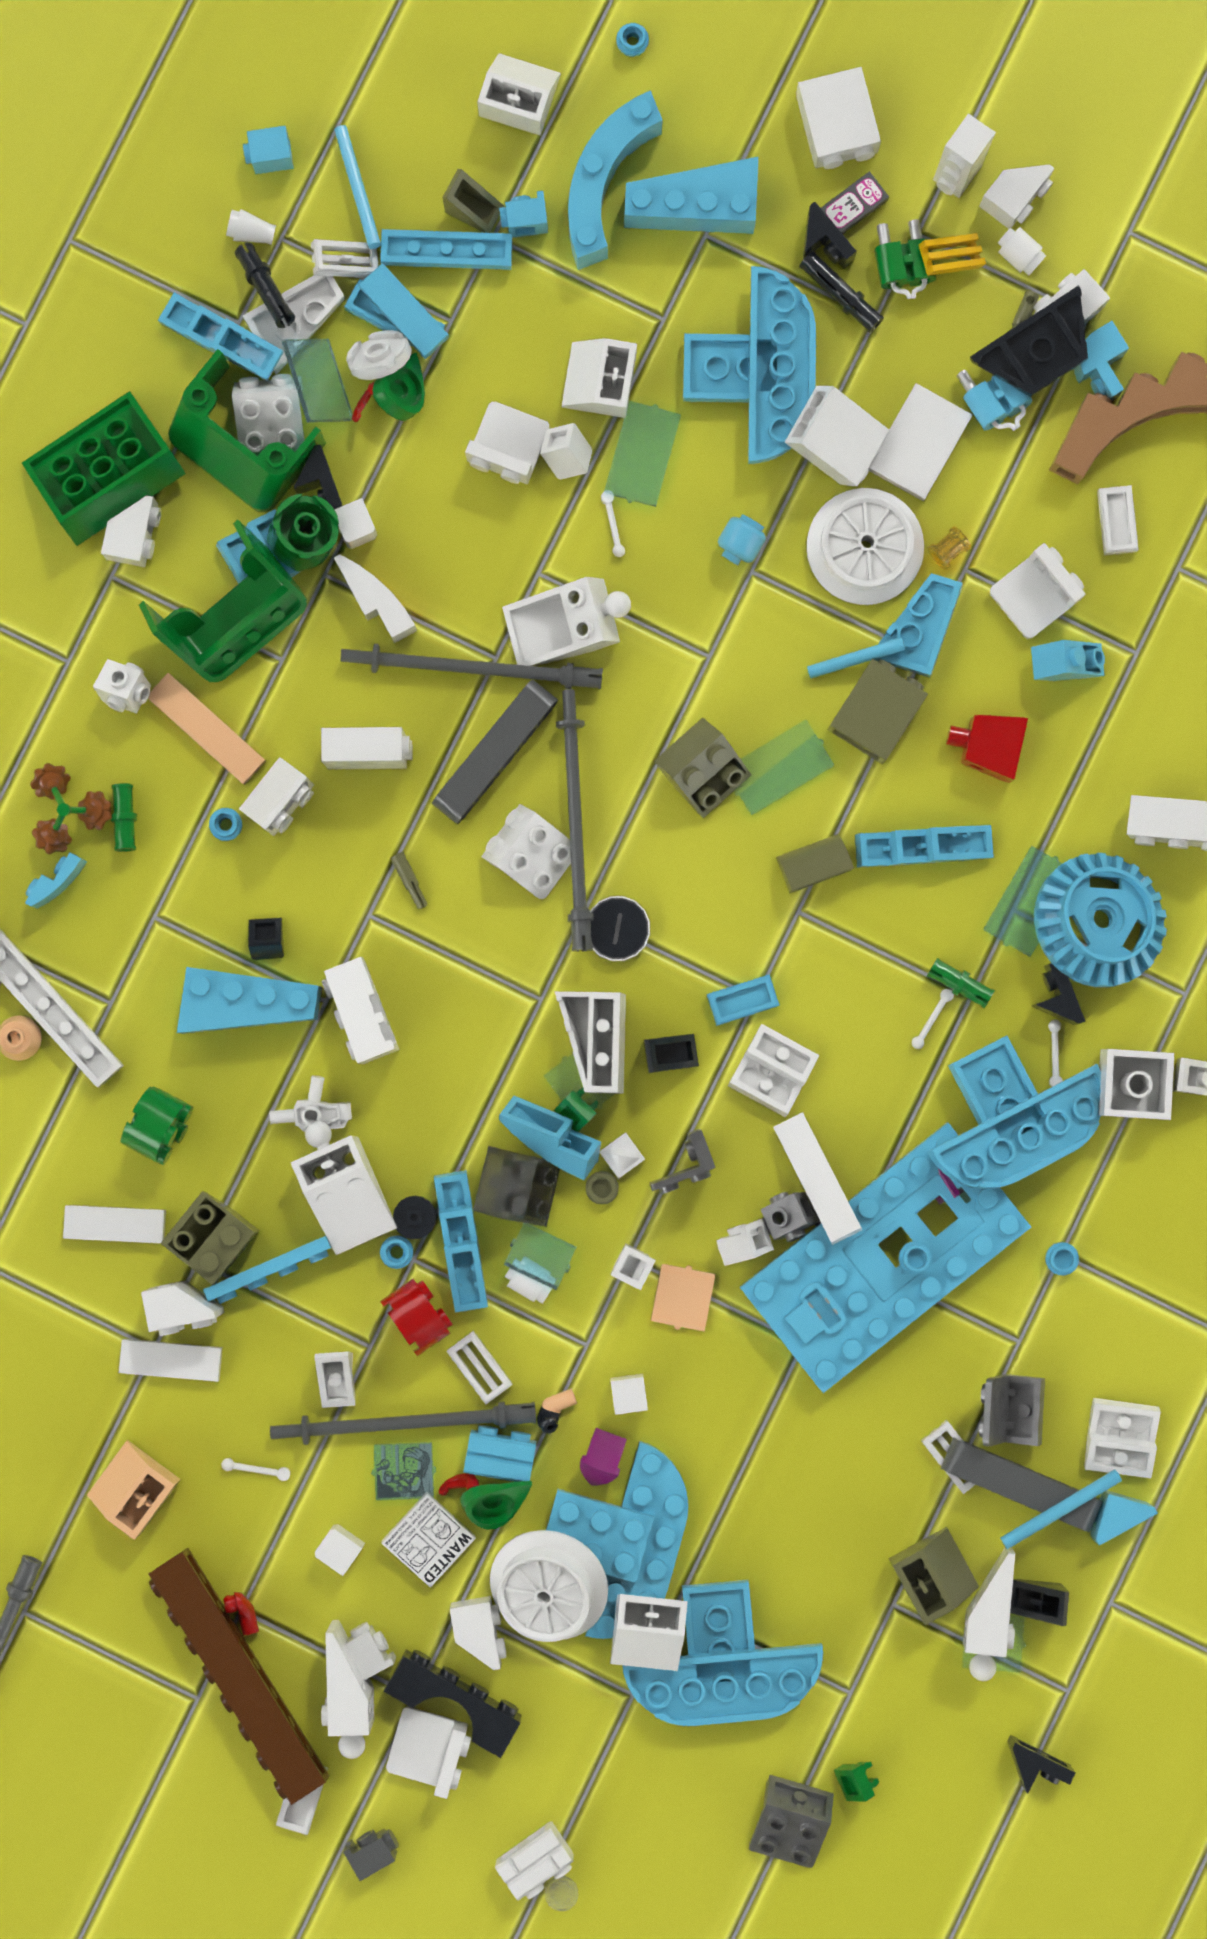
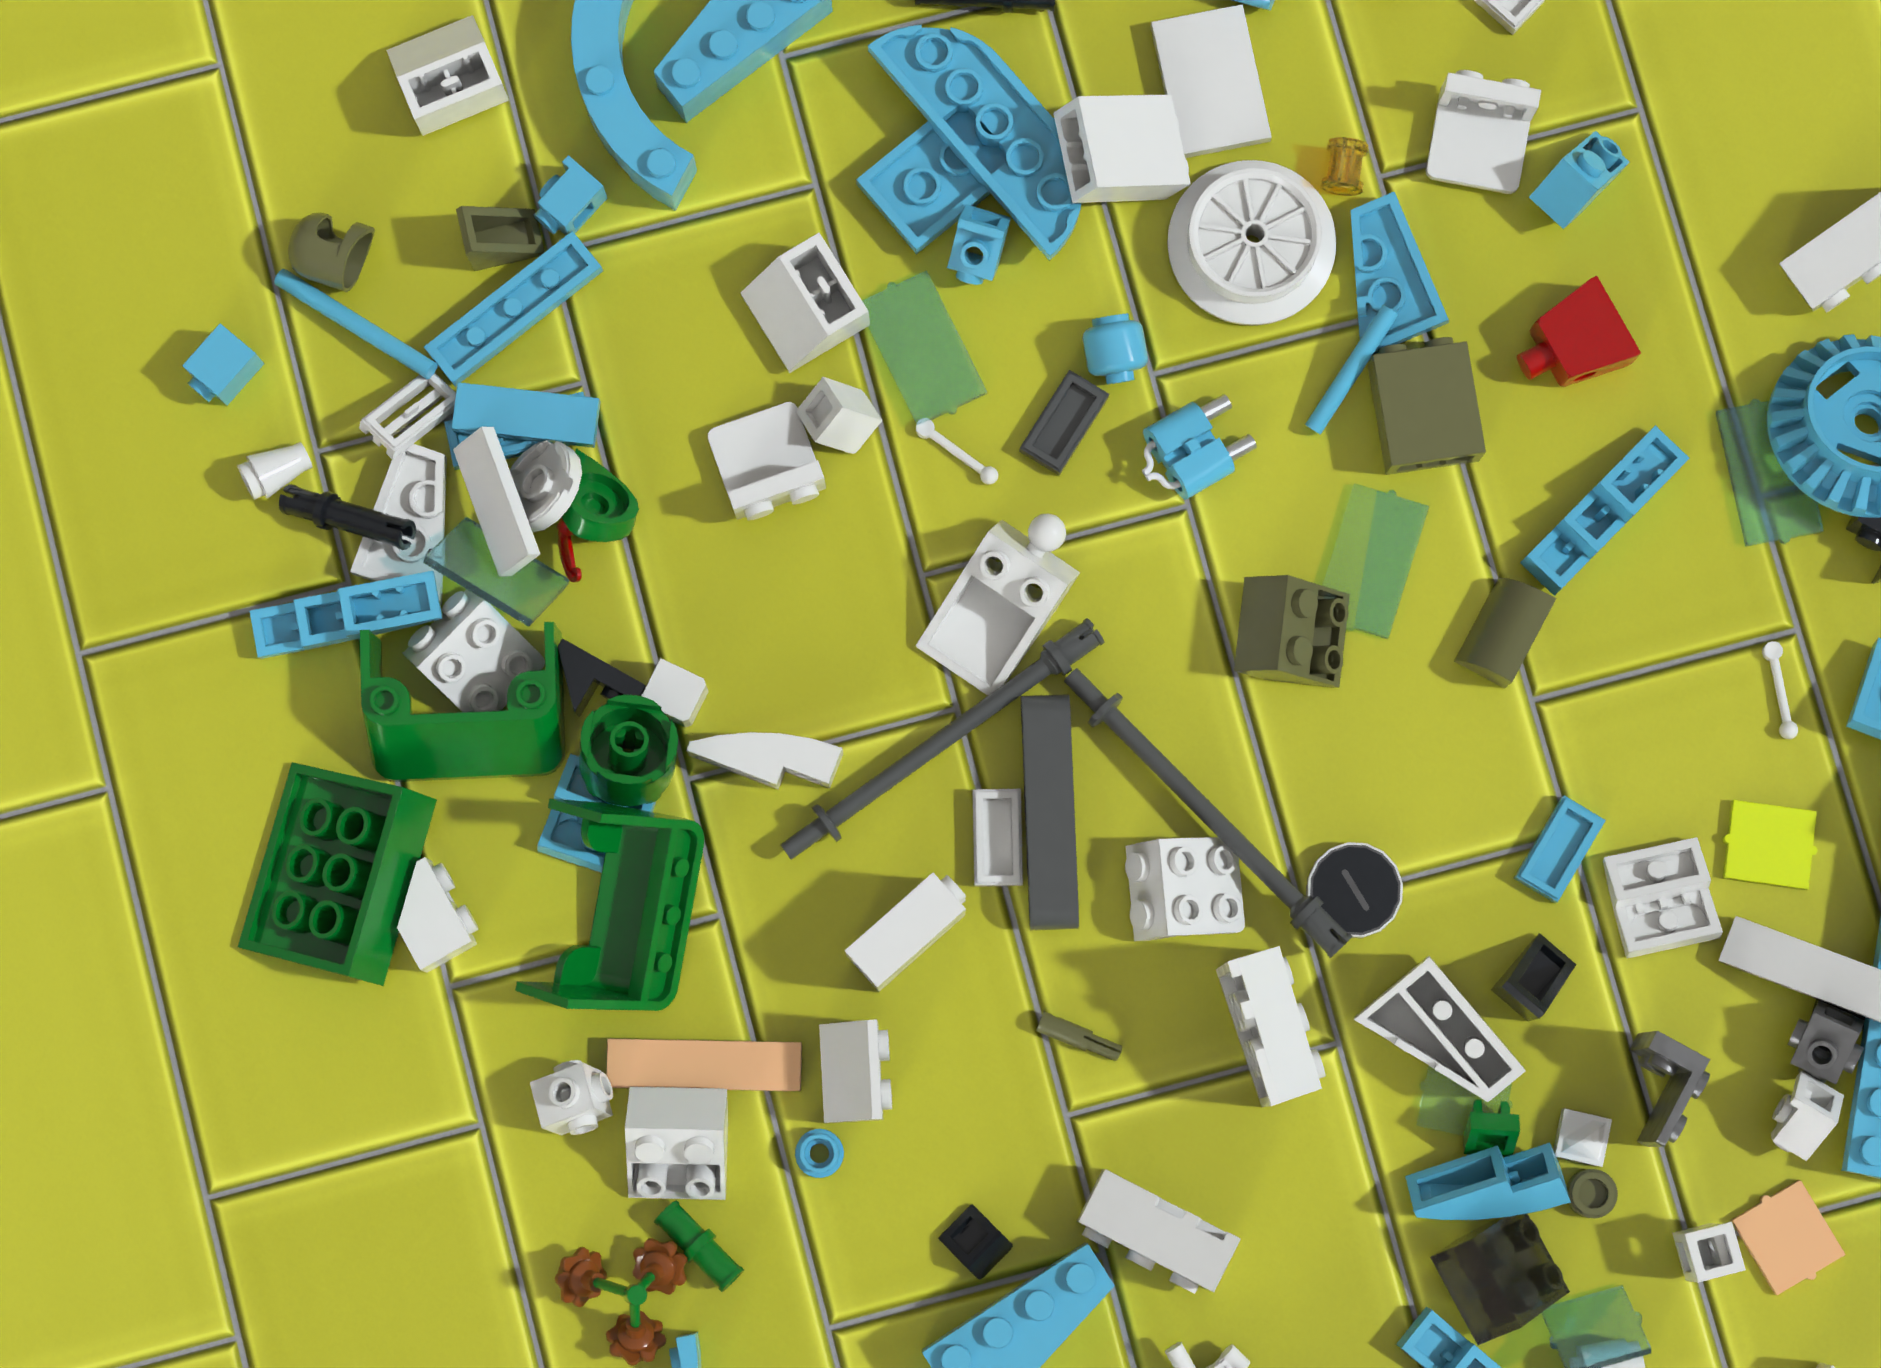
camera: 40 degrees left, 5 degrees down
(157, 755) = (677, 1143): none -> white slope
(347, 342) = (496, 501): none -> white tile
(372, 137) = (326, 258): none -> olive helmet
(457, 742) = (997, 837): none -> white tile
(510, 959) = (1271, 1026): none -> white wedge
(682, 557) = (1064, 422): none -> dark grey tile
(726, 421) = (980, 230): none -> medium azure brick
(734, 627) = (1190, 450): none -> medium azure piece
(854, 1092) = (1769, 844): none -> neon yellow piece
(960, 983) = (1777, 624): green pin -> none

